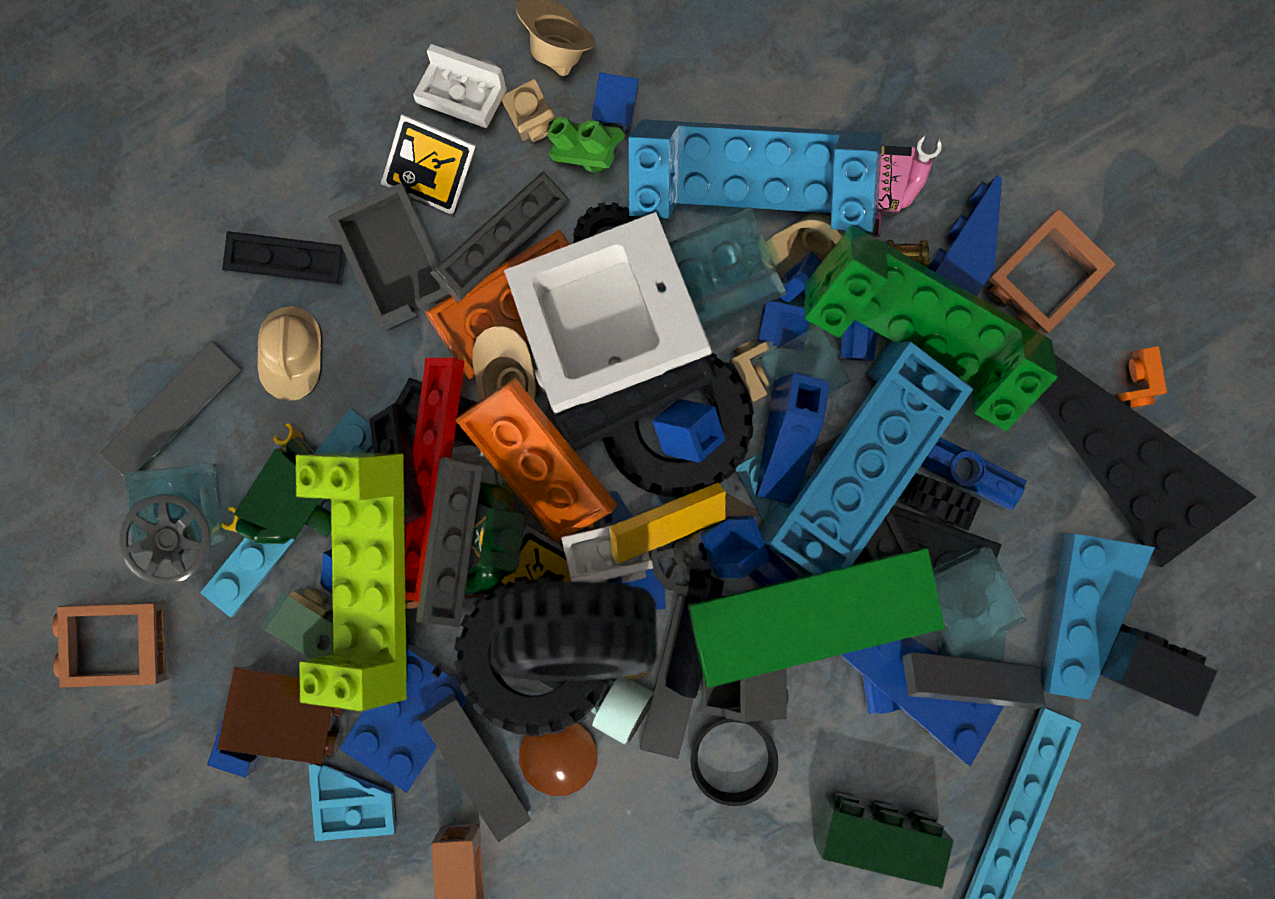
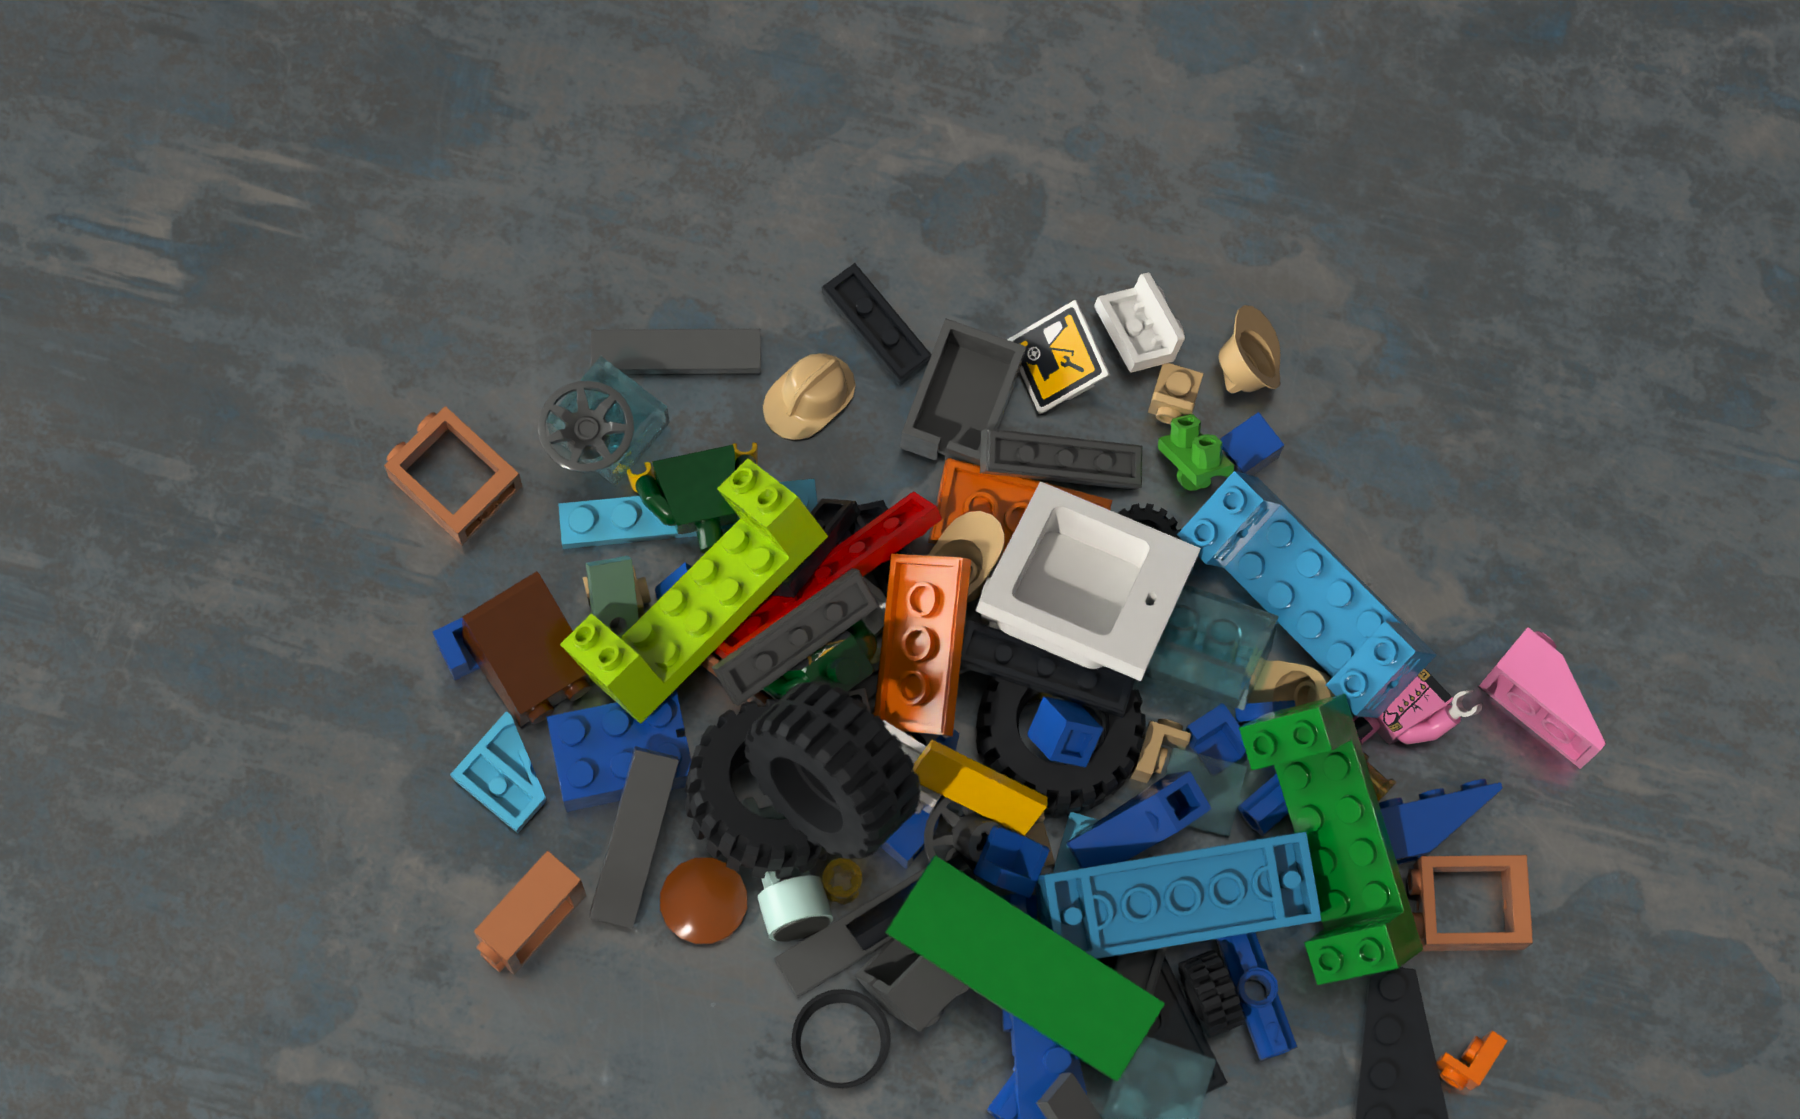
camera: 40 degrees right, 15 degrees down
(969, 84) = (1543, 694): none -> bright pink slope

